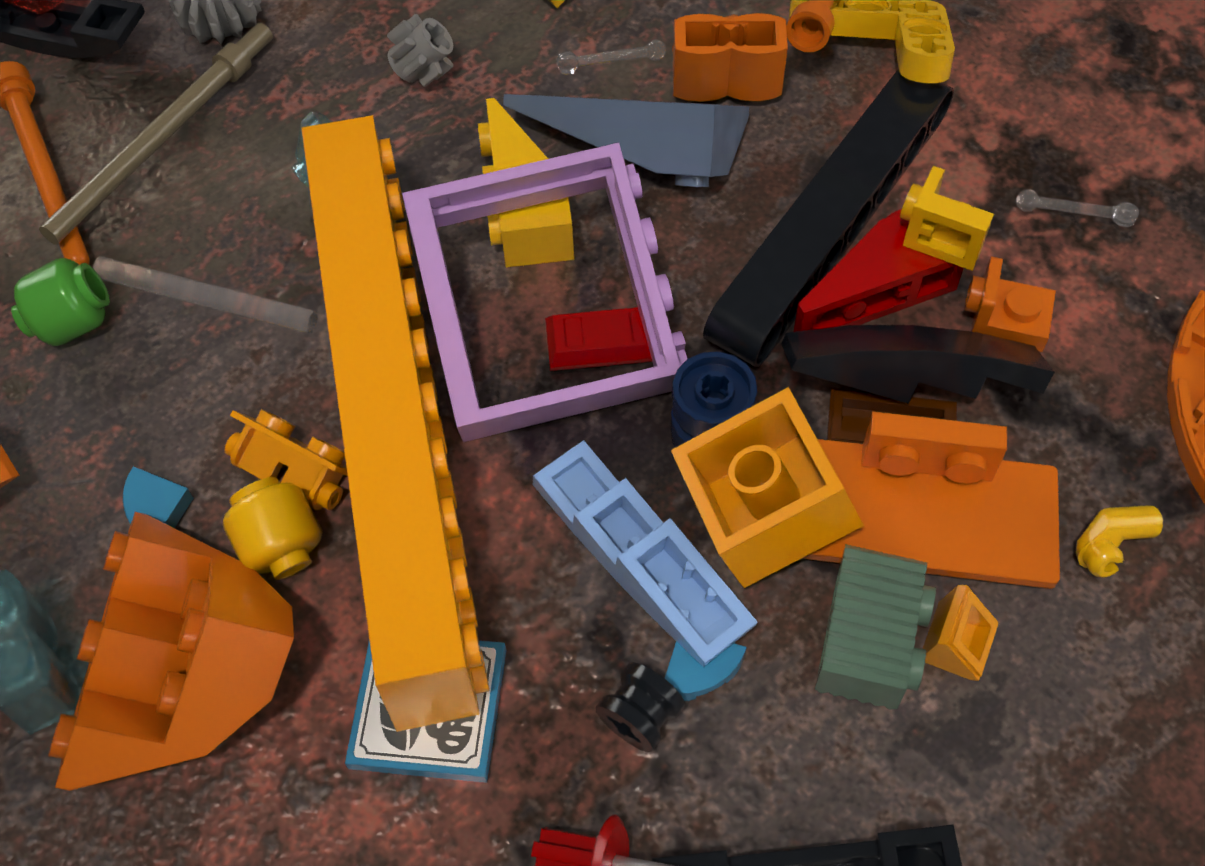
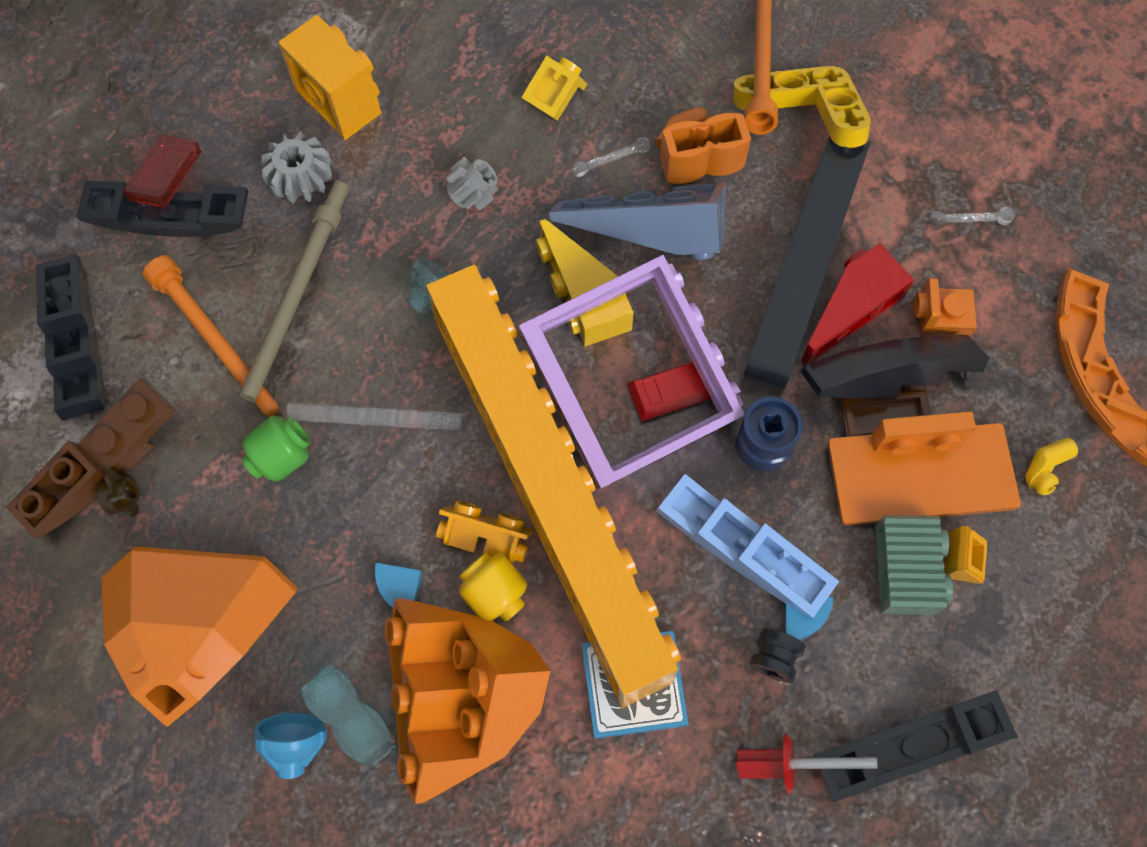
camera: 15 degrees left, 10 degrees up
(765, 488) = (823, 487): light orange brick -> none
(943, 225) = (896, 268): yellow bracket -> none

